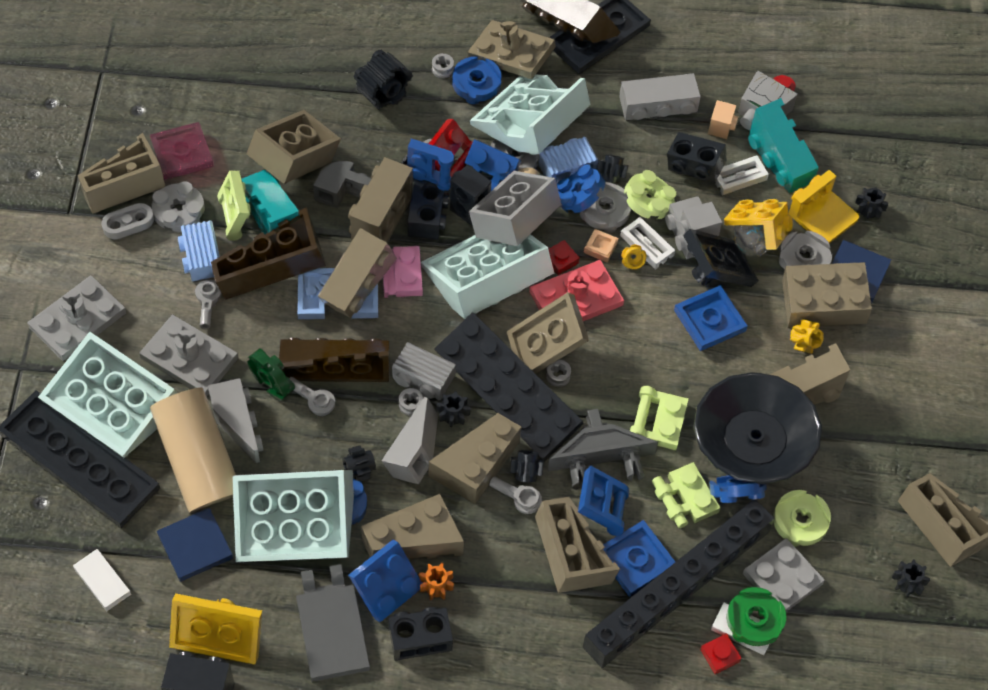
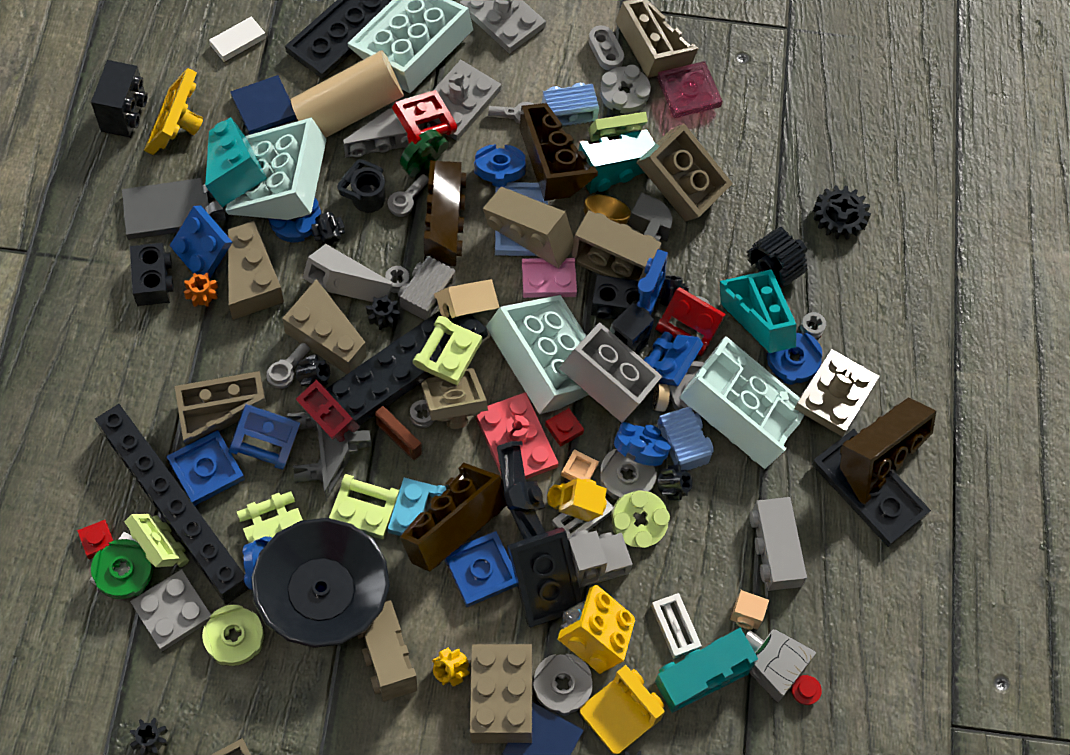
camera: 90 degrees right, 5 degrees up
(222, 377) = (421, 110): none -> plate
(283, 320) = (500, 164): none -> blue plate
(286, 551) = (230, 163): none -> teal wedge
(308, 430) = (366, 186): none -> black piece
(324, 35) = (841, 212): none -> black gear
(332, 217) = (608, 206): none -> pearl gold piece
(439, 330) = (467, 299): none -> tan hinge
(440, 92) = (760, 309): none -> teal wedge
(507, 331) = (456, 354): none -> yellowish green plate
(582, 435) = (327, 411): none -> dark red hinge
(585, 387) = (398, 433): none -> copper tile
(642, 231) = (583, 499): none -> yellow brick
(643, 278) = (521, 496): none -> black plate
(659, 378) = (410, 503): none -> medium azure plate
(661, 330) = (454, 516): none -> dark brown wedge
(696, 157) = (692, 573): black brick -> none
(724, 587) = (156, 540): none -> yellowish green plate

